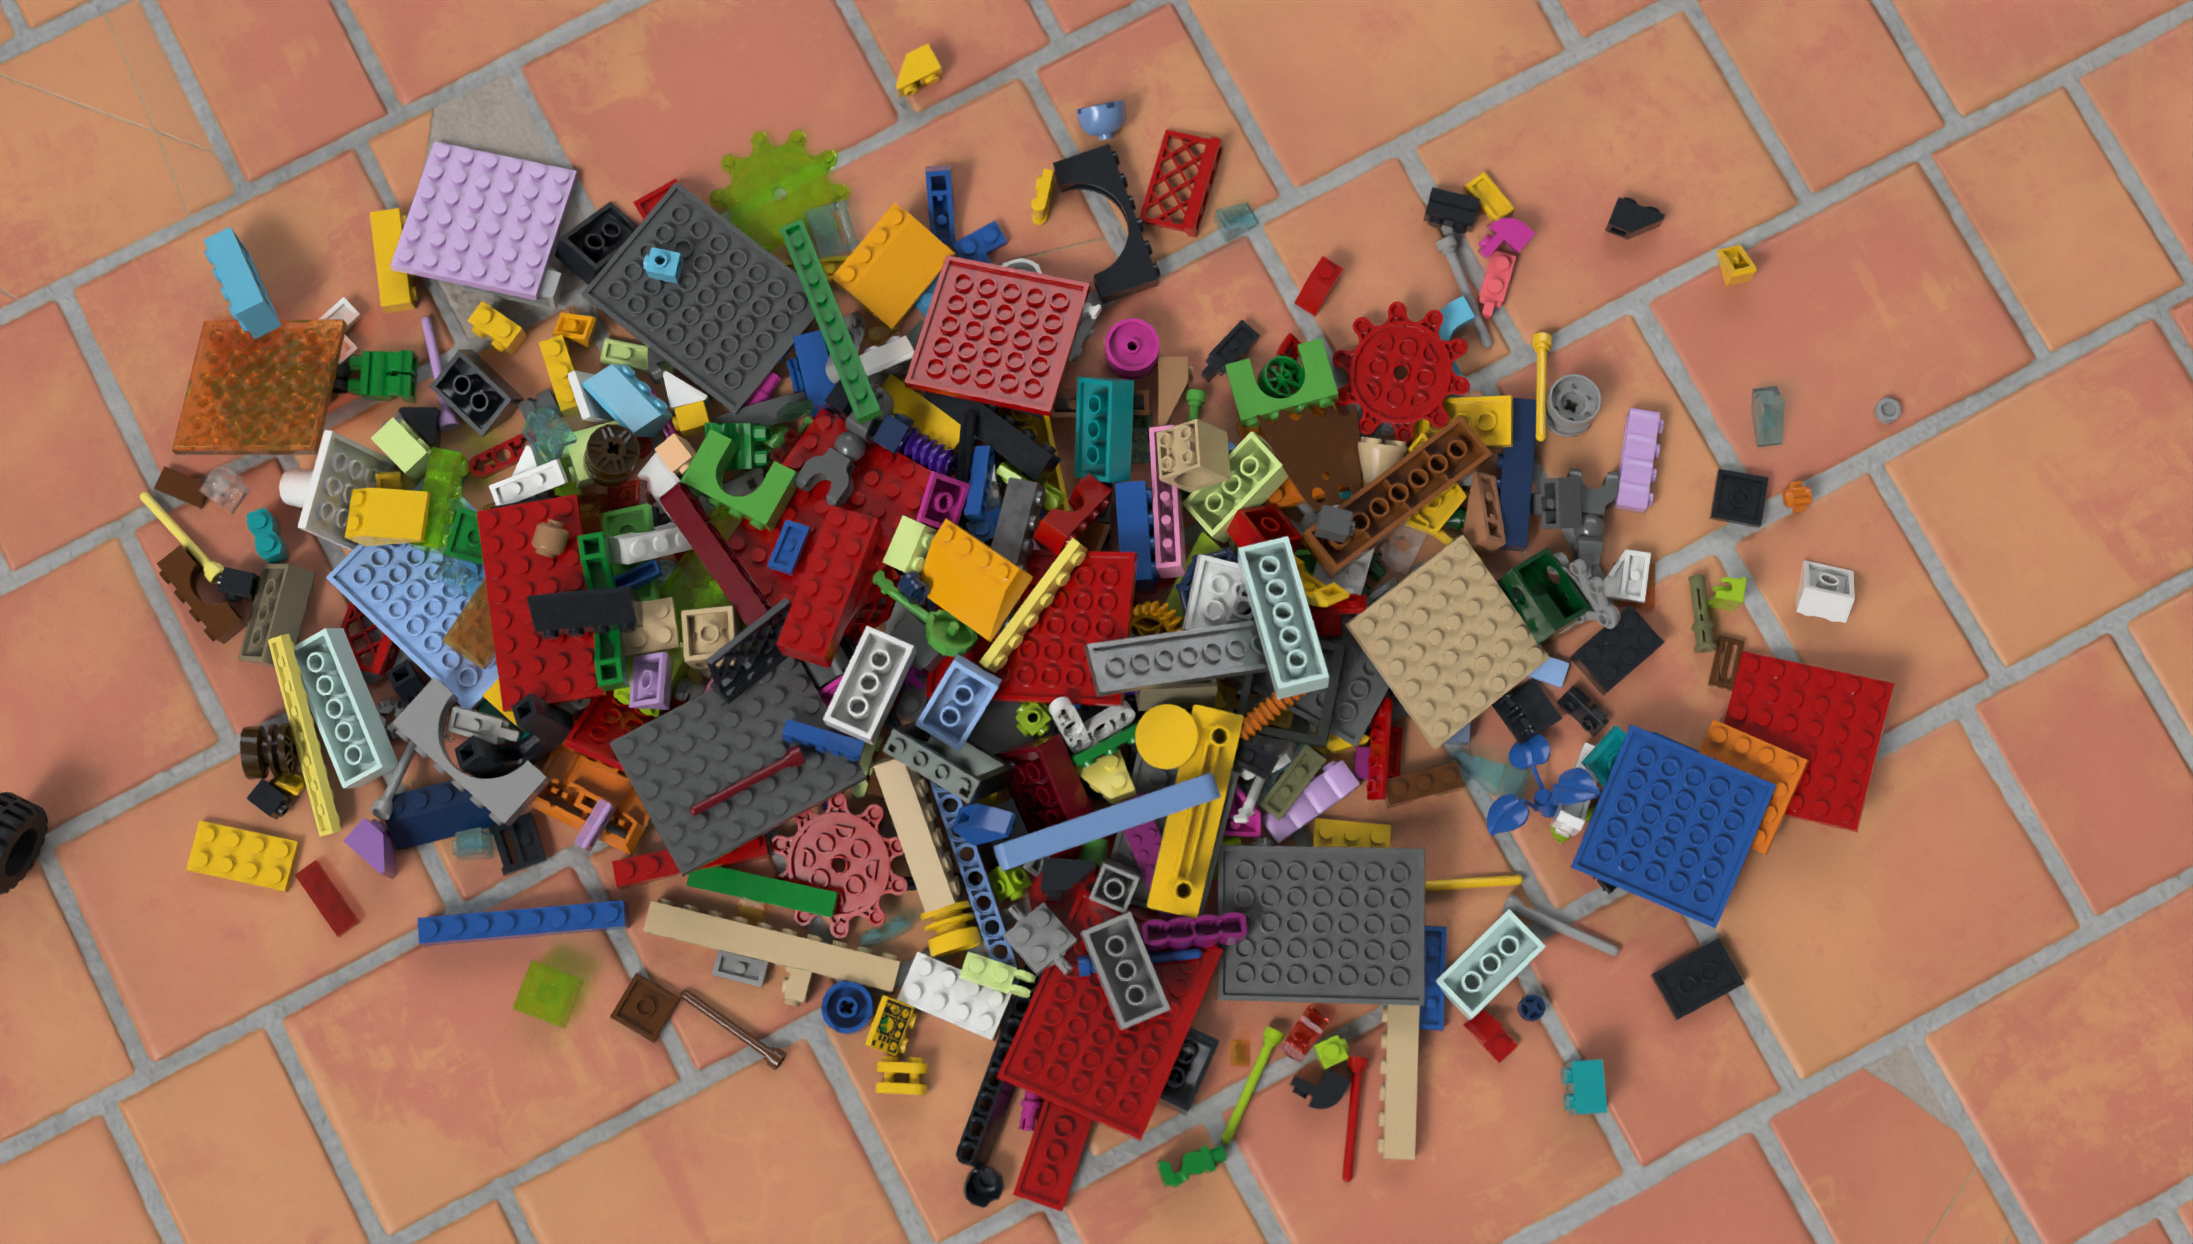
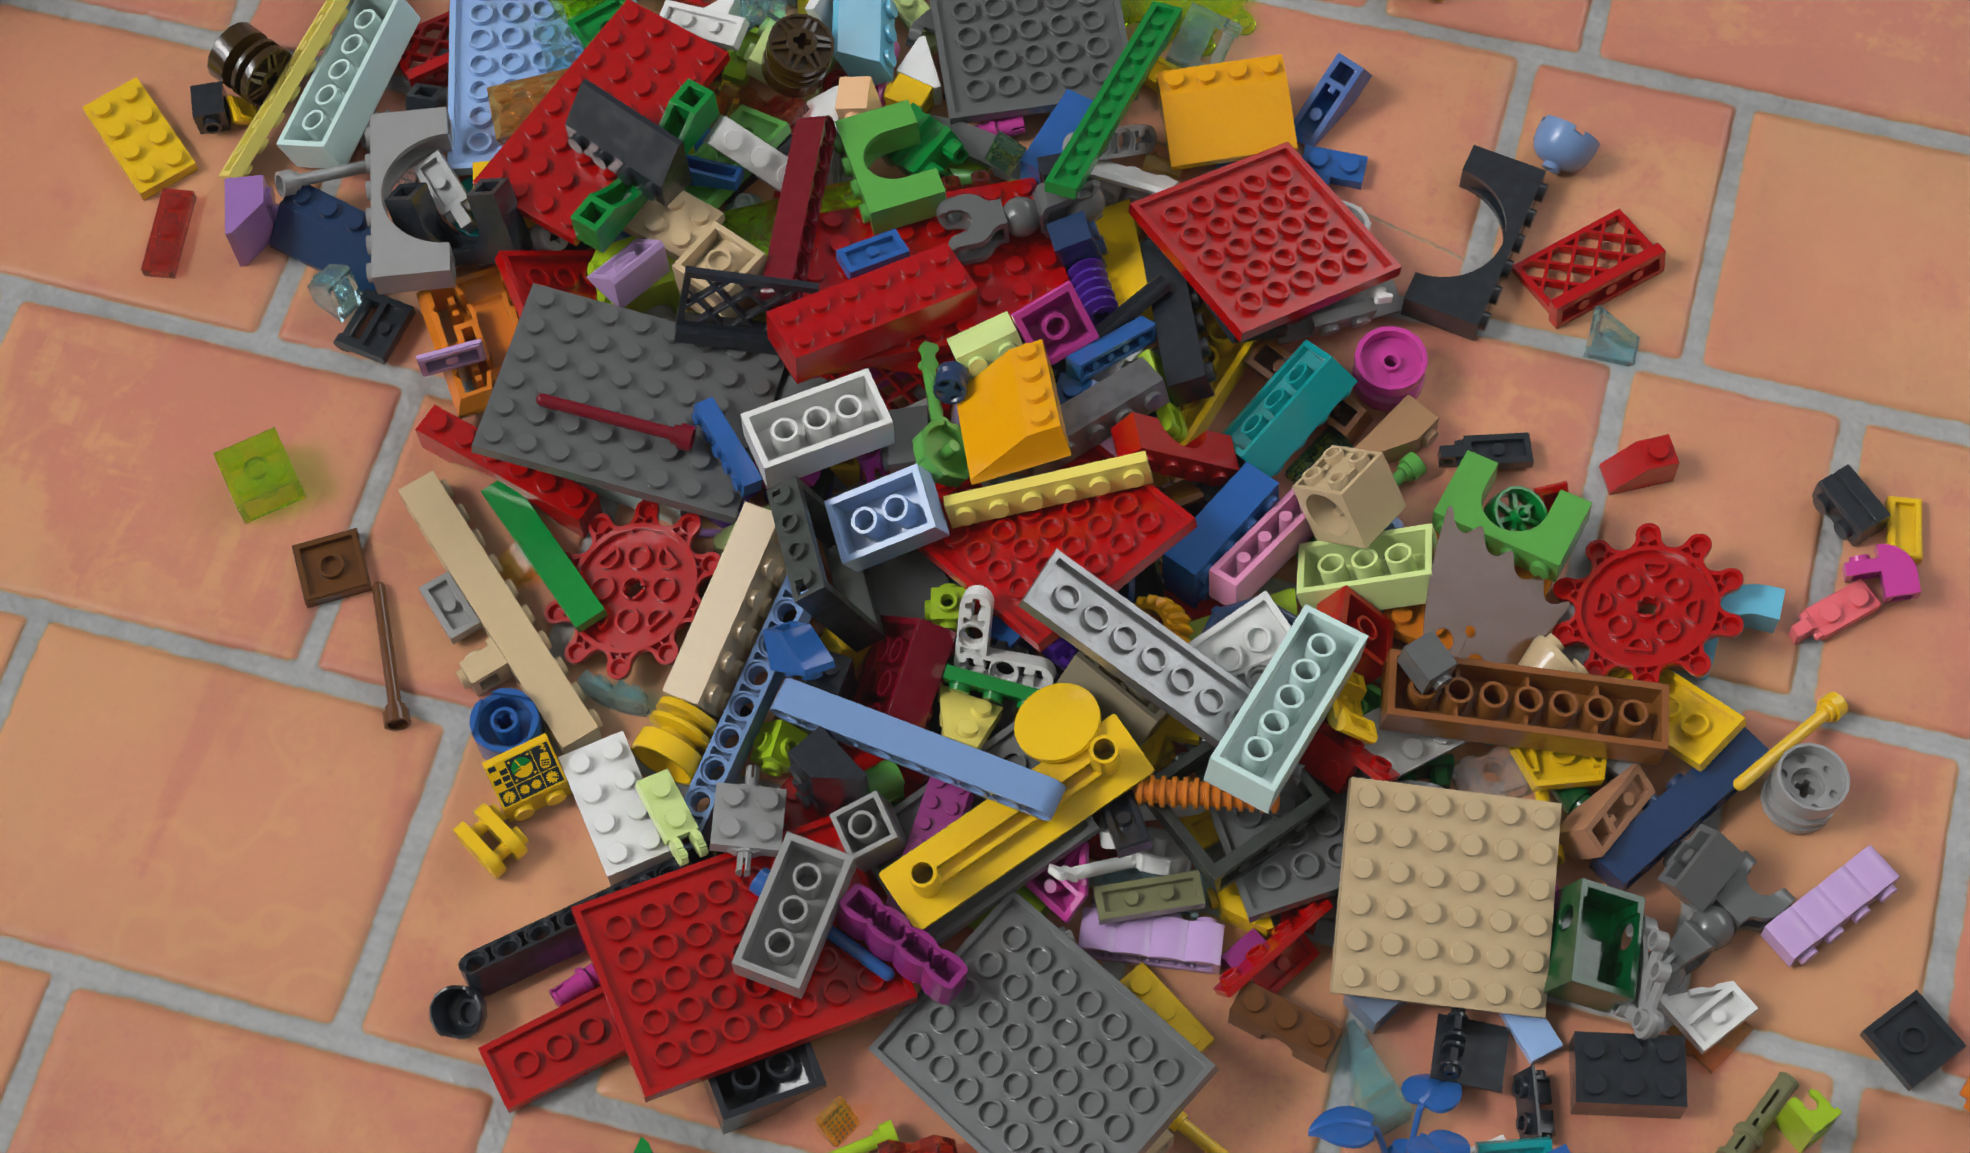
camera: 45 degrees right, 15 degrees down
(523, 923) = (306, 396): blue brick -> none
(550, 538) = (663, 63): medium nougat head -> none
(1044, 193) = (1442, 164): yellow plate -> none
(1447, 247) = (1813, 537): light grey piece -> none

